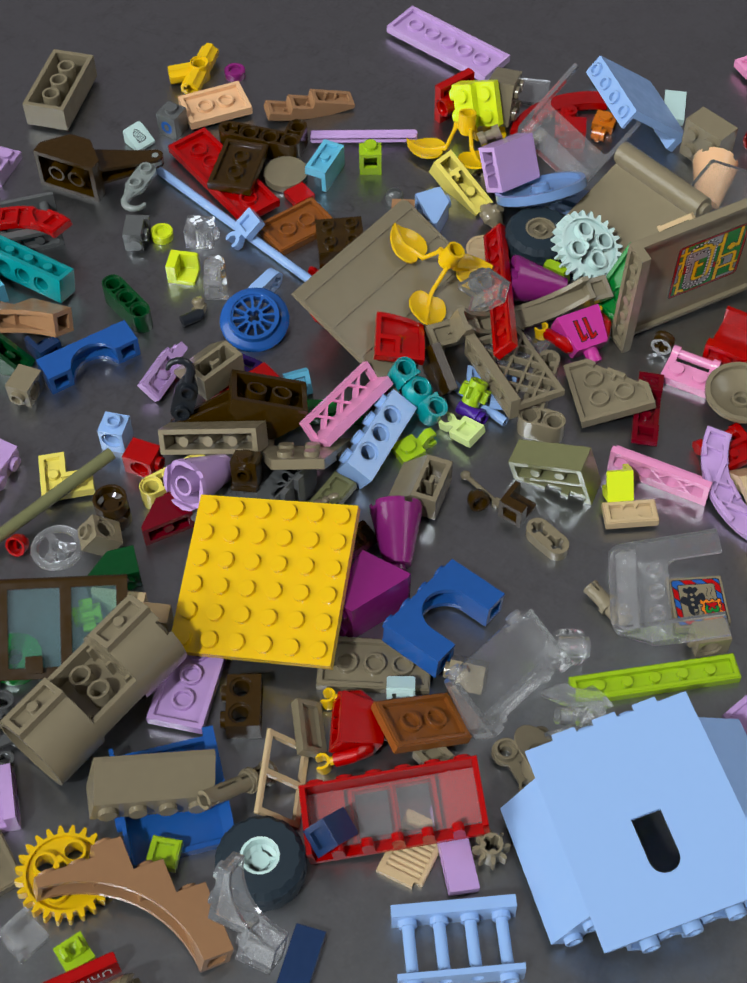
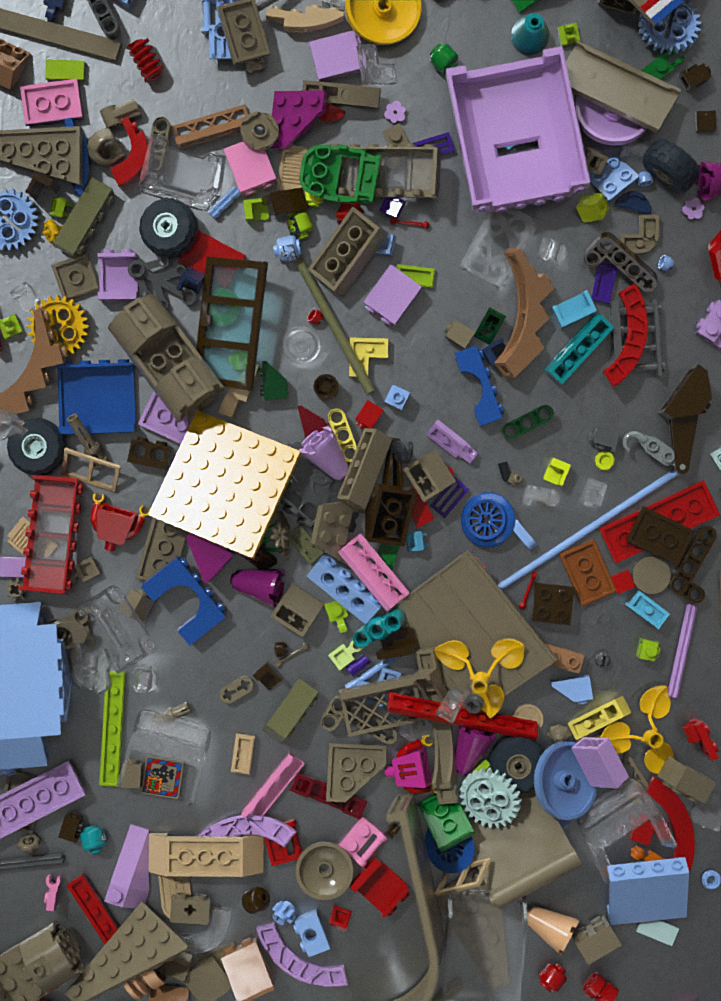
camera: 100 degrees right, 35 degrees up
(99, 535) = (303, 375): dark tan brick -> none
(149, 784) = (93, 386): dark tan slope -> none
(166, 849) = (57, 388): lime tile -> none
(246, 470) = (328, 487): dark brown brick -> none
(247, 227) = (585, 530): light blue plate -> none
(308, 727) = (124, 493): dark tan tile -> none
(330, 832) = (41, 492): dark blue panel -> none
(398, 338) = (422, 625): red plate -> none
(400, 687) = (137, 559): light aqua slope -> none
(420, 722) = (107, 564): dark orange tile -> none
(474, 392) = (369, 671): lime gear -> none
(482, 97) = (677, 753): neon yellow plate -> none
(489, 136) = (631, 754): dark tan plate -> none
(619, 485) = (262, 752): neon yellow panel -> none

